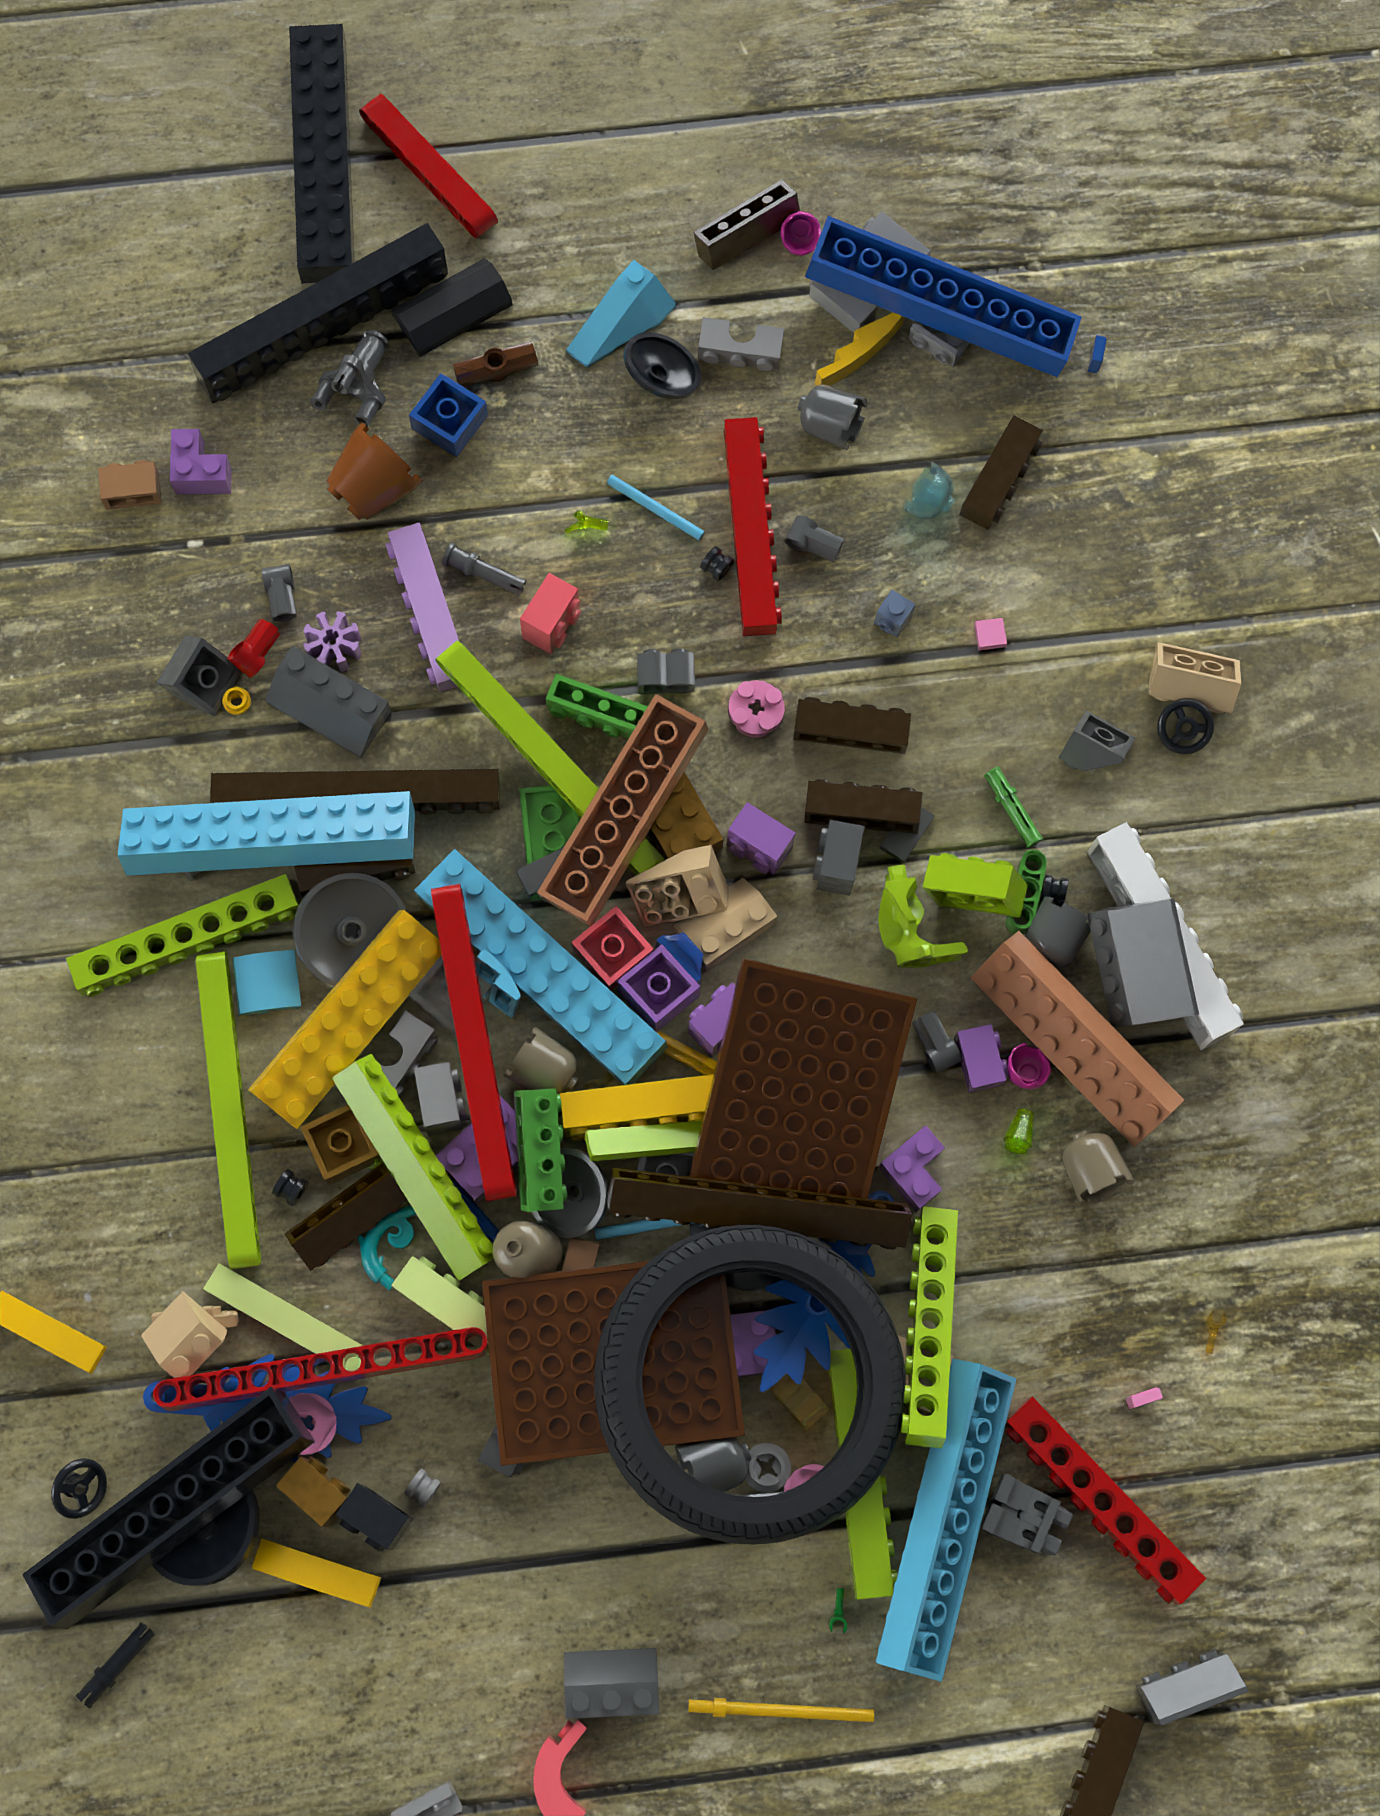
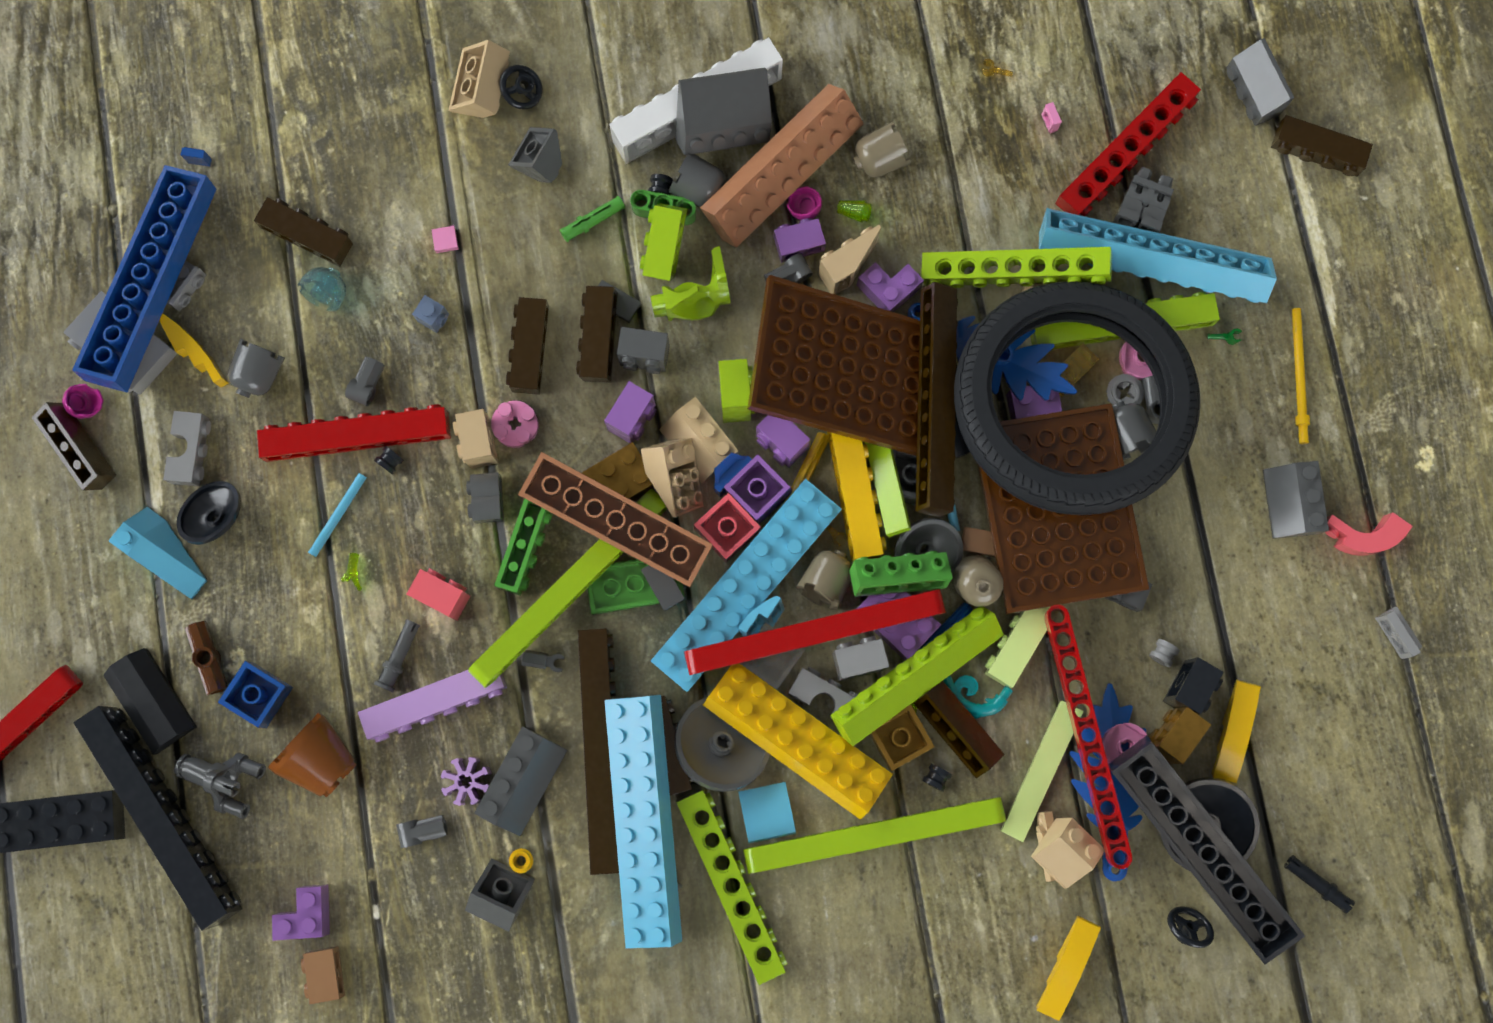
camera: 90 degrees left, 5 degrees up
(250, 653) = (479, 852): red piece -> none
(467, 730) = (540, 660): none -> dark grey bar
(735, 659) = (476, 439): none -> tan brick
(786, 950) = (735, 386): none -> lime brick
(946, 1115) = (842, 267): none -> tan slope

